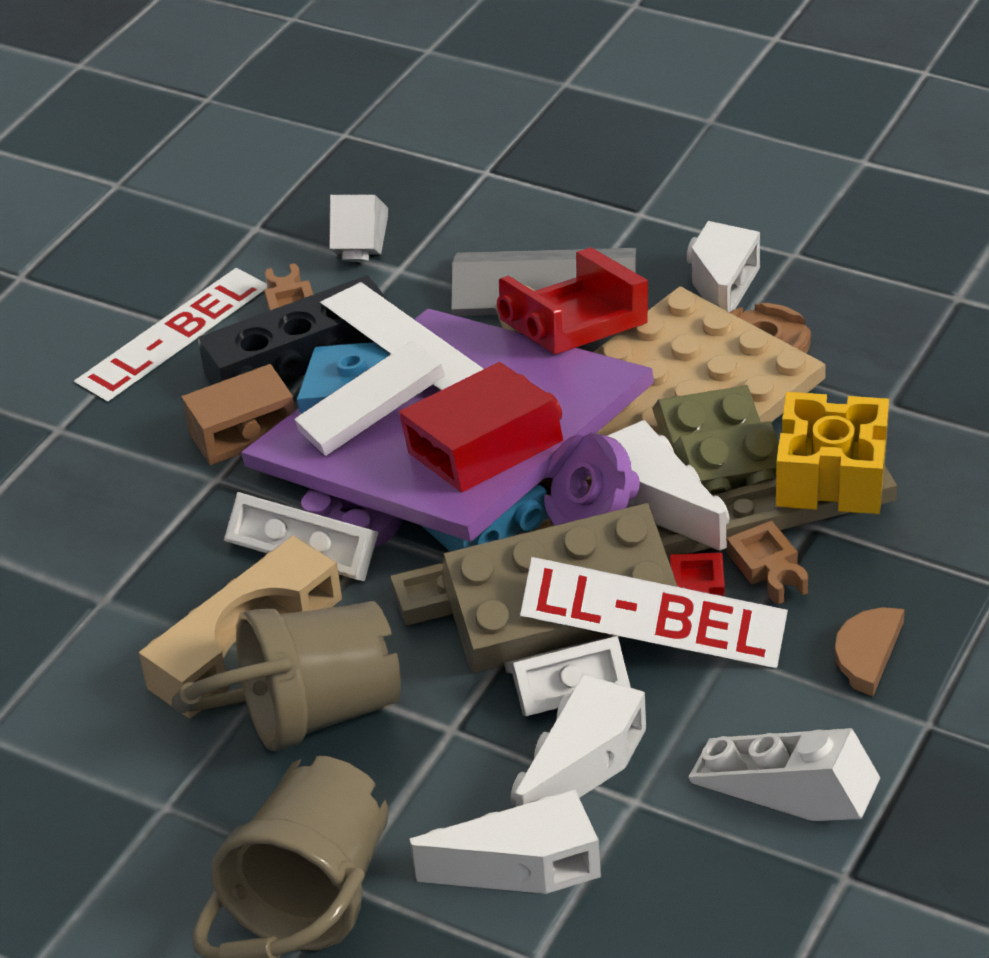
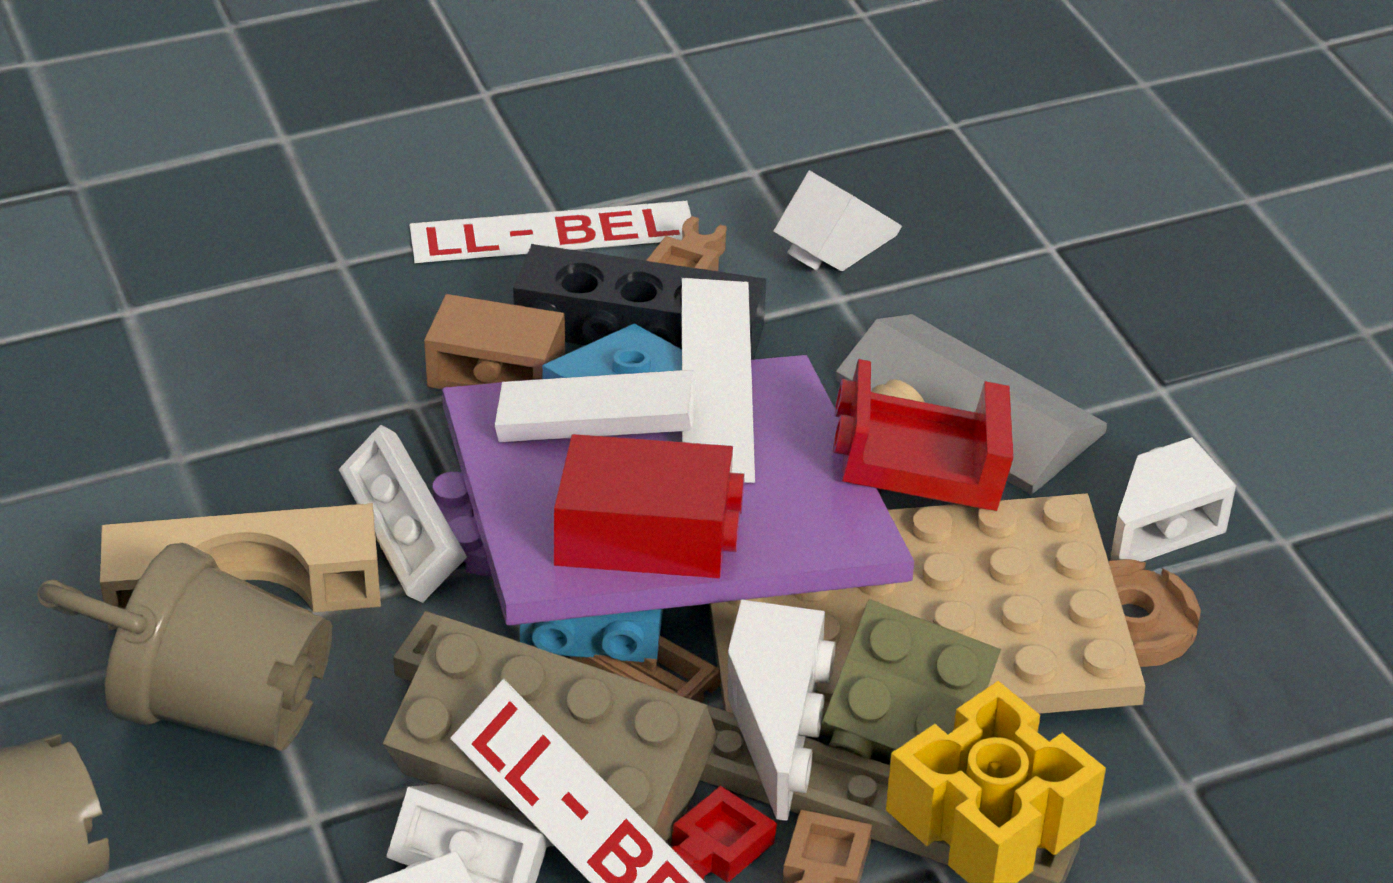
camera: 35 degrees right, 0 degrees up
(610, 472) = (696, 642): medium lavender plate -> none

